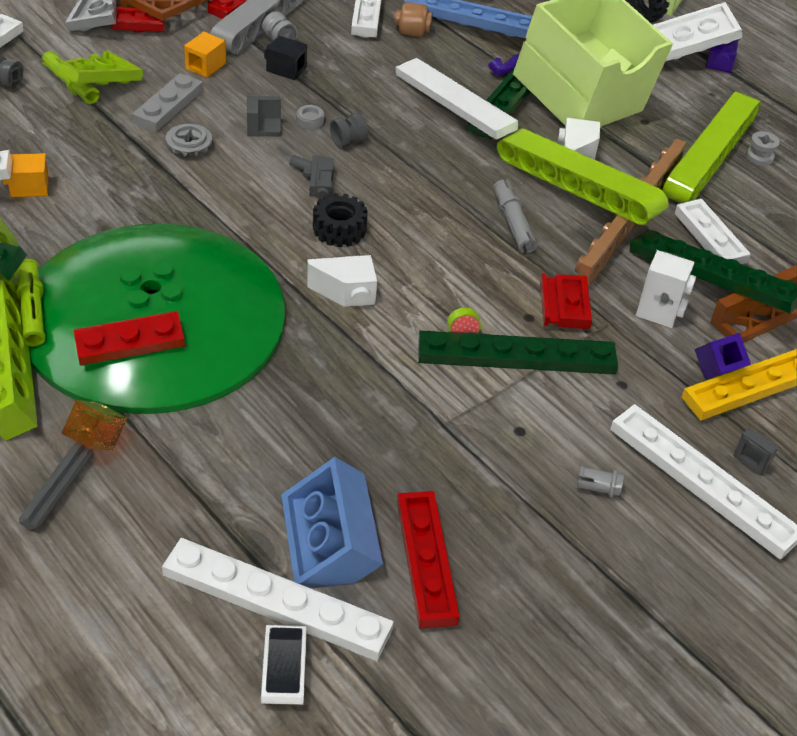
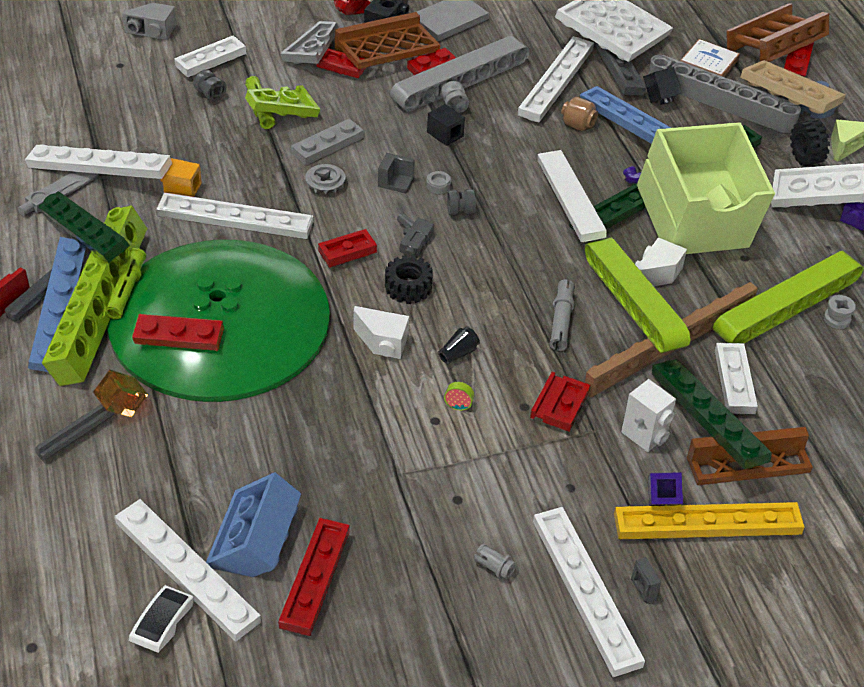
camera: 25 degrees right, 0 degrees up
(107, 201) = (235, 215): none -> white tile
(205, 54) = (378, 106): light orange brick -> none
(256, 204) = (347, 248): none -> red plate
(433, 271) = (460, 344): none -> black cone
(517, 352) = (494, 433): dark green plate -> none

